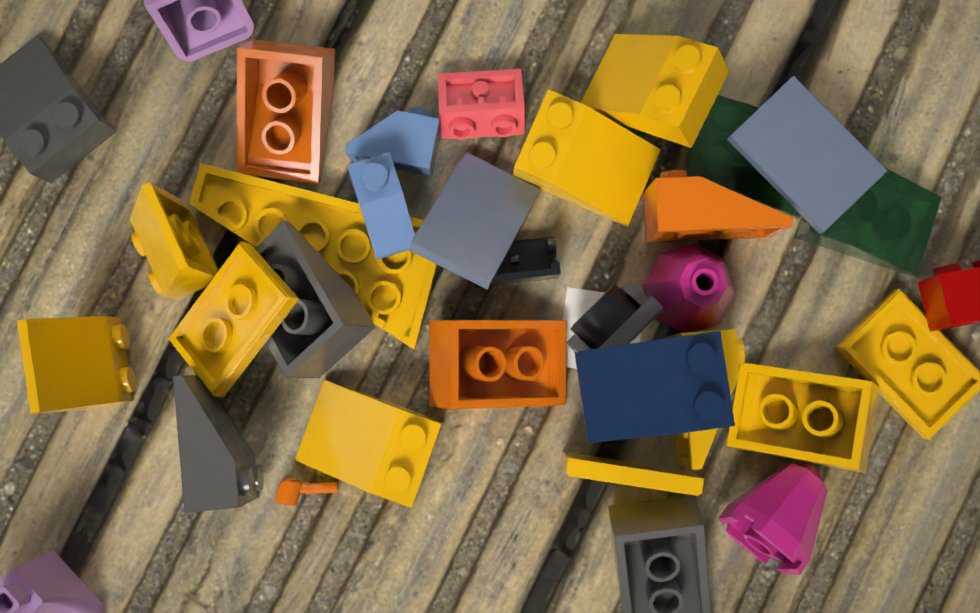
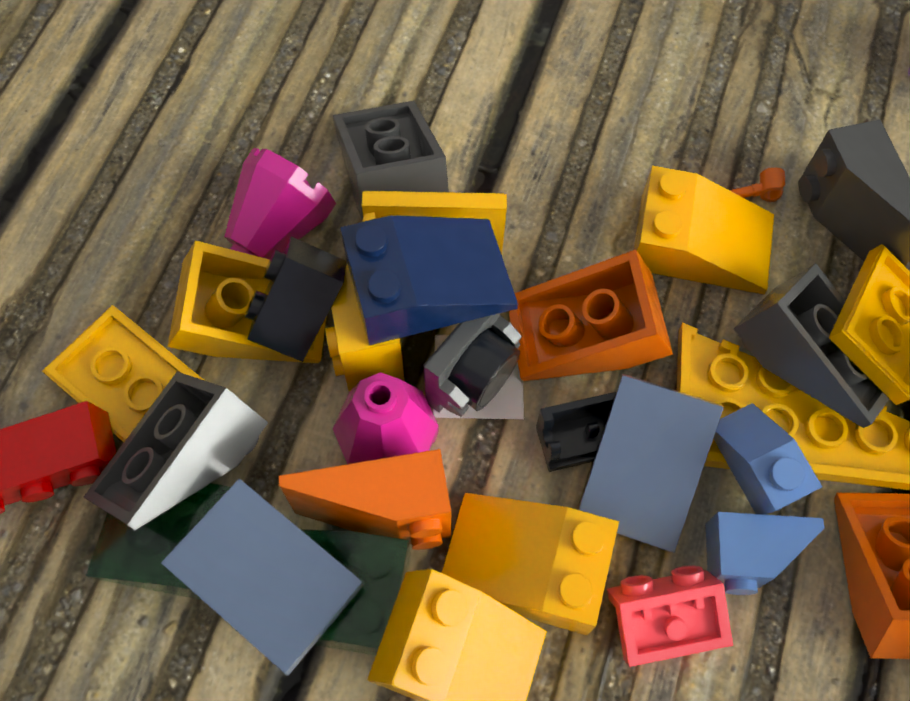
camera: 170 degrees right, 20 degrees down
(770, 394) = (296, 299): none -> black brick
(874, 274) = (176, 449): none -> dark grey slope

